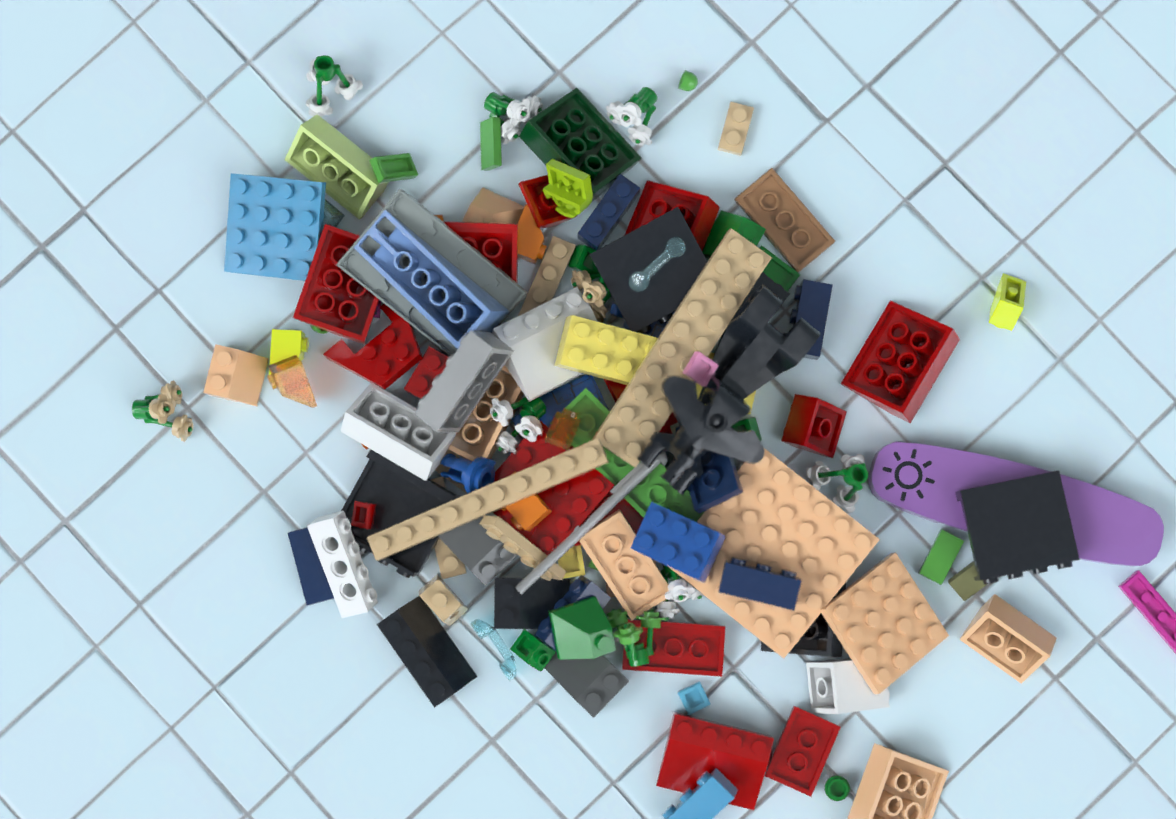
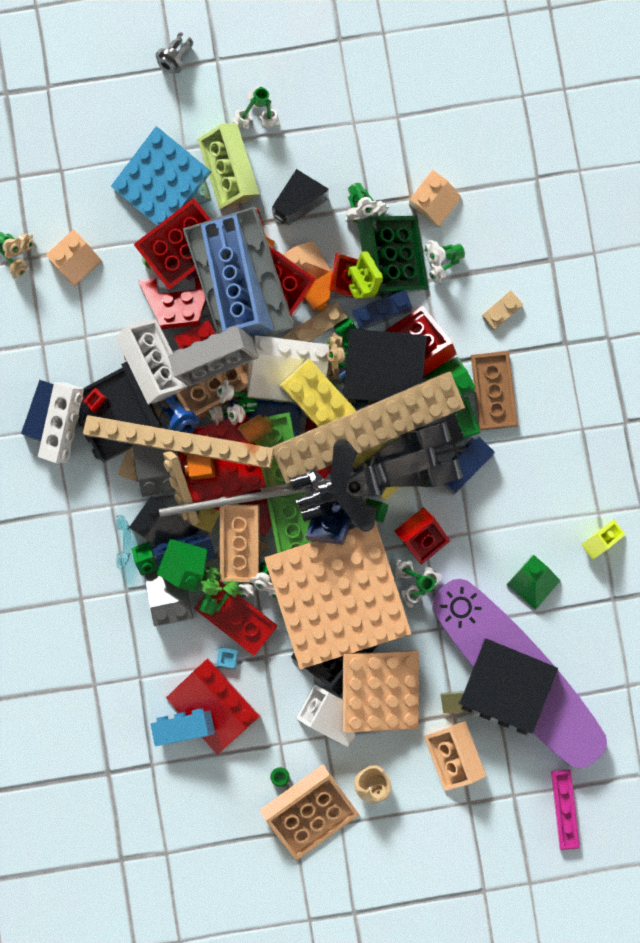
camera: 35 degrees right, 0 degrees up
(198, 92) = (170, 58): none -> dark grey piece
(287, 344) = (115, 263): neon yellow slope -> none
(292, 381) = (106, 284): clear orange slope -> none
(393, 167) = (262, 190): bright green tile -> none
(427, 650) = (77, 513): black slope -> none
(438, 150) = (298, 198): none -> black slope
(442, 600) = (108, 489): tan torso -> none
(490, 143) = (336, 215): bright green tile -> none
(584, 56) = (435, 198): none -> light nougat slope
(640, 280) = (406, 360): clear light blue bar -> none
(678, 542) = (280, 549): blue brick -> none
(688, 81) = (491, 259): bright green hinge -> none
(700, 369) = (369, 448): bright pink plate -> none
(760, 583) = (315, 610): dark blue brick -> none
(802, 751) = (273, 738): red plate -> none
(901, 360) = (507, 531): red slope -> none
(939, 729) = (372, 784): none -> tan piece
(940, 557) = (447, 675): bright green tile -> none
(964, 396) = (533, 581): none -> green slope

